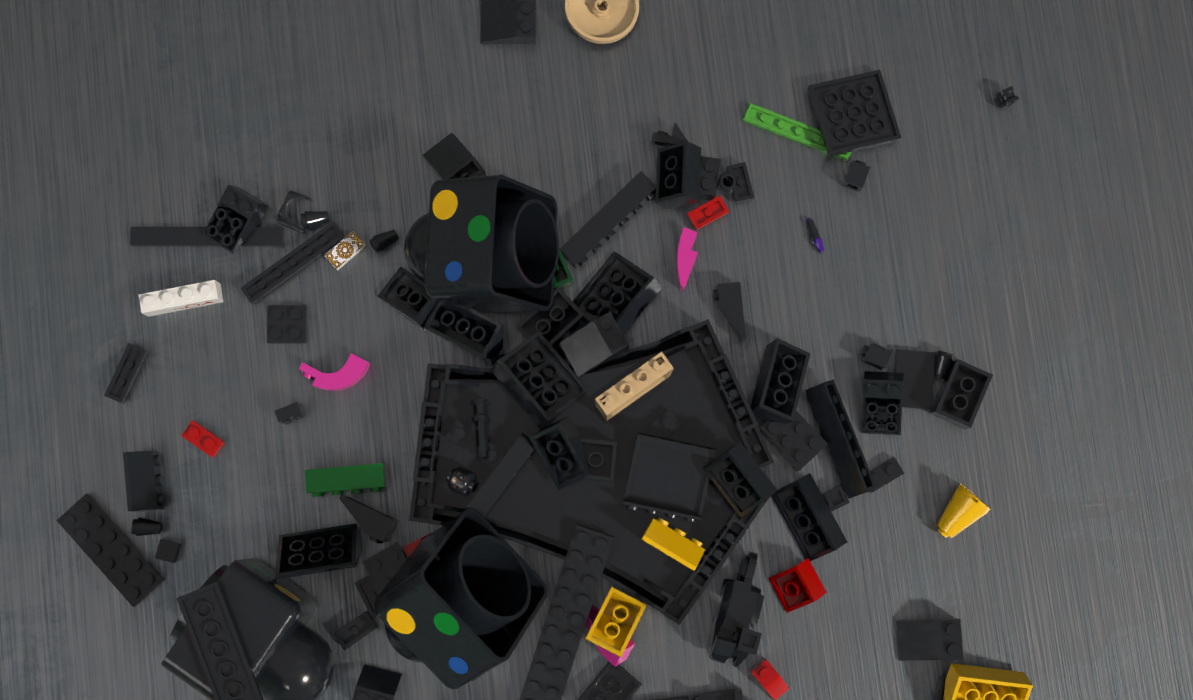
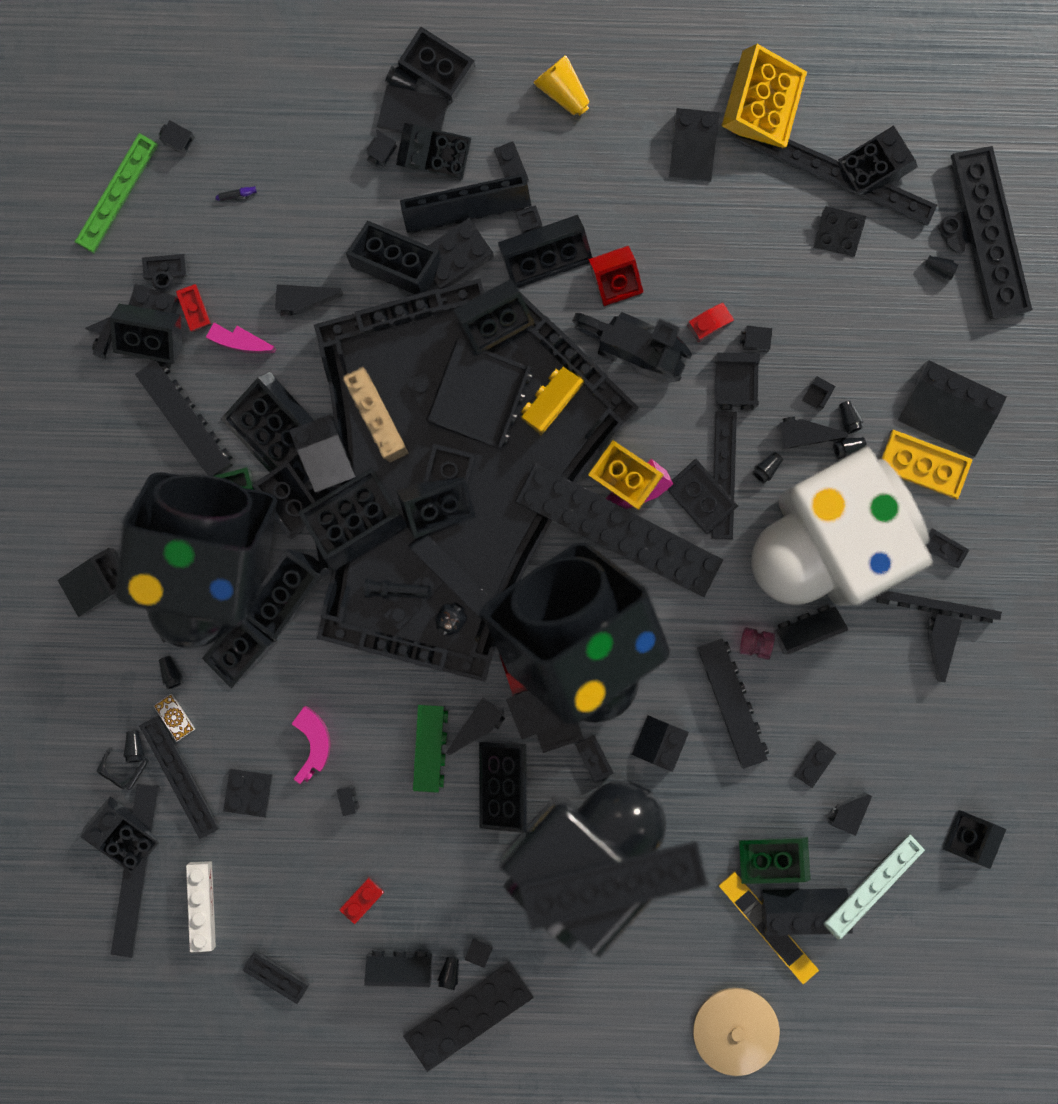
camera: 75 degrees left, 5 degrees up
(854, 113) = (104, 127): black plate -> none

